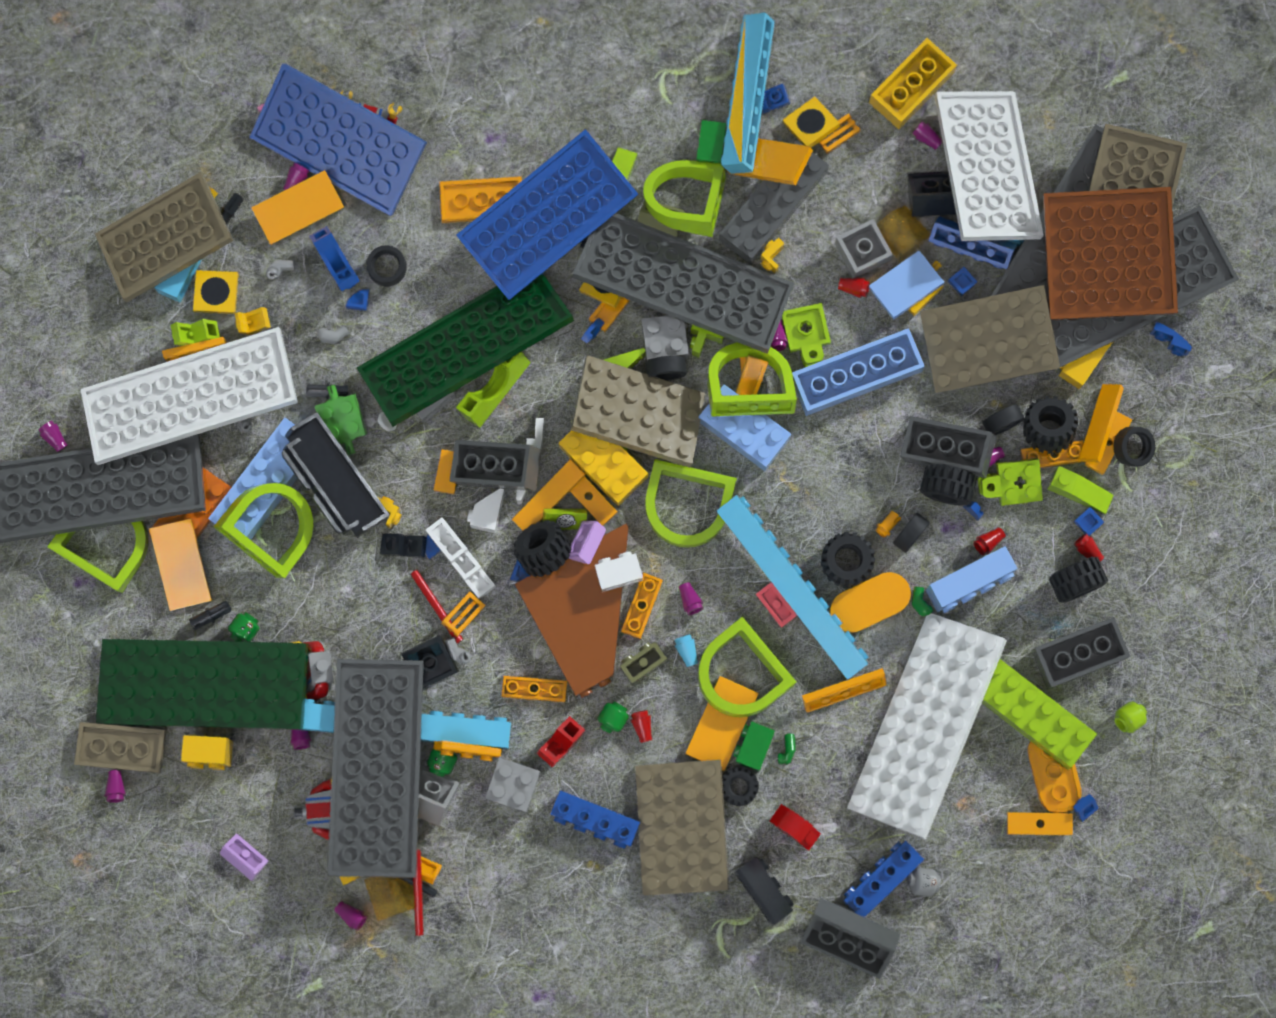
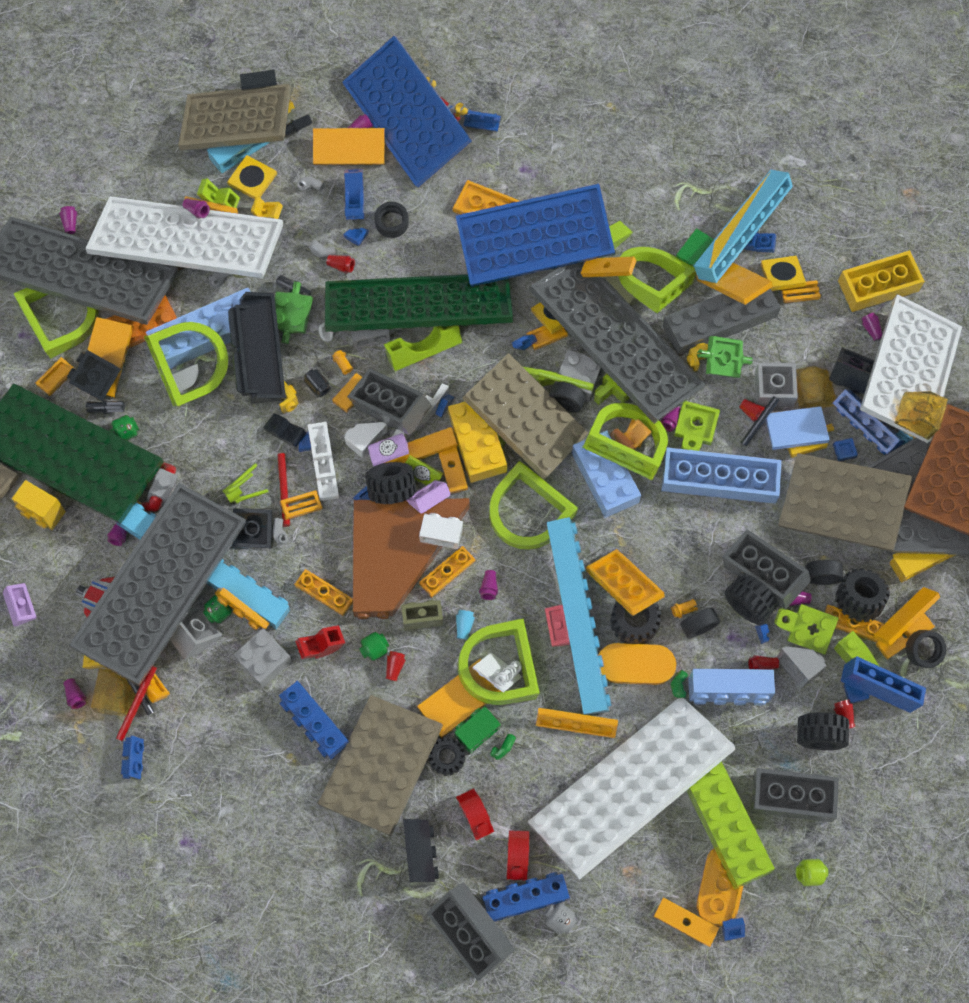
camera: 25 degrees right, 10 degrees down
(139, 609) = (54, 377): none -> light orange tile
(163, 182) = (258, 79): none -> black slope
(181, 590) = (93, 375): none -> black plate
(184, 359) = (197, 208): none -> magenta cone
(273, 541) = (186, 377): none -> light grey brick
(361, 339) = (342, 263): none -> red cone
(388, 634) = (233, 491): none -> lime plant
(408, 480) = (317, 382): none -> black brick
(419, 106) = (482, 120): none -> blue hinge
(421, 445) = (342, 362): none -> light orange pin
(439, 936) = (132, 748): none -> blue hinge
(520, 514) = (388, 449): none -> lavender slope
(547, 437) = (443, 405): none -> blue tile
(640, 213) = (608, 267): none -> light orange tile
(657, 353) = (561, 378): none -> lime bar
(744, 387) = (619, 437): none -> dark orange cone
(745, 680) = (498, 672): none -> white hinge
(799, 246) = (724, 357): none -> bright green plate
(820, 530) = (625, 582): none -> light orange tile
(855, 844) = (517, 855): none -> red brick
(867, 296) = (760, 420): none -> black bar
(1022, 214) = (921, 412): none -> clear yellow slope
(1027, 524) = (801, 664): none -> light grey slope
(1112, 504) = (883, 684): none -> blue brick

